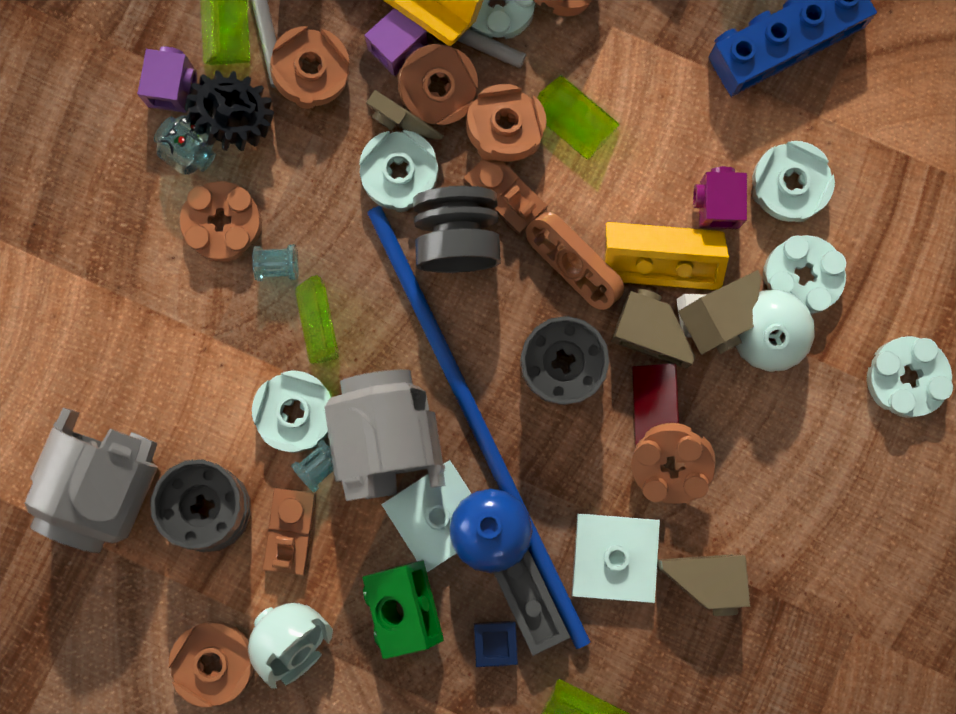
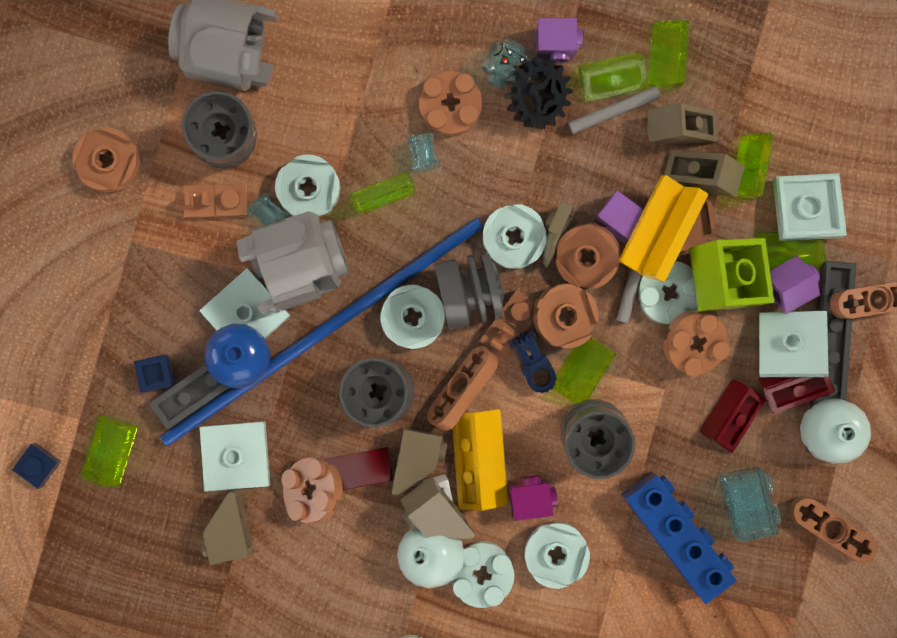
camera: 75 degrees right, 5 degrees up
(286, 642) = (129, 213): light aqua cylinder -> none
(306, 88) = (604, 149): nougat plate -> none
(420, 624) = (185, 299): green brick -> none
(491, 290) = (396, 308): none -> light aqua plate
(553, 169) = (534, 361): none -> dark blue connector
(677, 93) = (602, 455): none -> dark grey wheel

